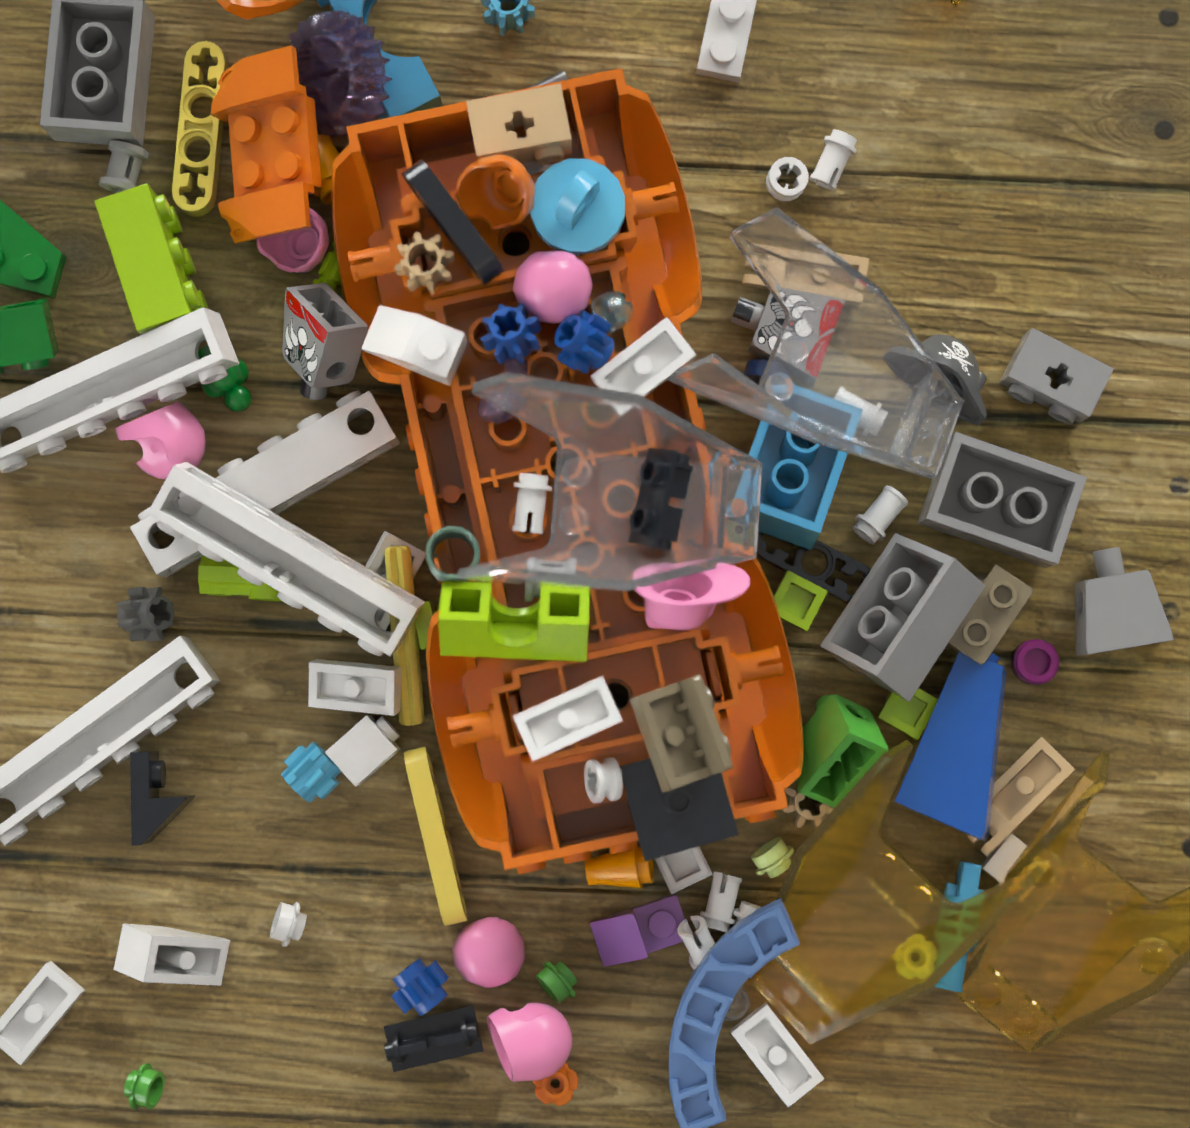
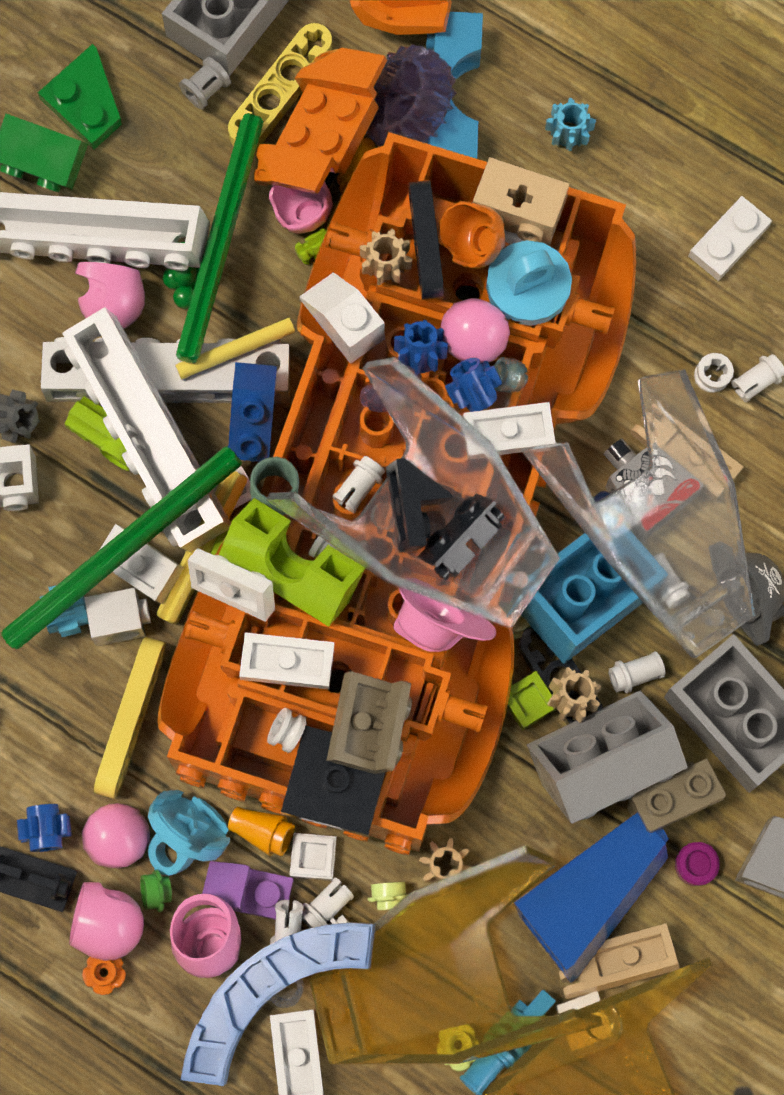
camera: 30 degrees right, 10 degrees down
(149, 256) = (184, 149): lime brick -> none
(238, 323) = (219, 239): none -> green axle
(321, 338) = (274, 283): light grey torso -> none
(321, 426) = (236, 348): none -> light yellow bar
(335, 688) = (121, 548): none -> green axle
(375, 479) = (252, 410): none -> blue brick
(470, 675) = (231, 584): none -> white plate
(553, 910) = (188, 828): none -> medium azure tile
(587, 489) = (408, 493): none -> black slope
(632, 1000) = (206, 940): none -> bright pink helmet
(838, 749) = (499, 823): bright green torso -> none
(849, 565) = (581, 684): none -> tan gear
(908, 716) = (567, 839): lime plate -> none

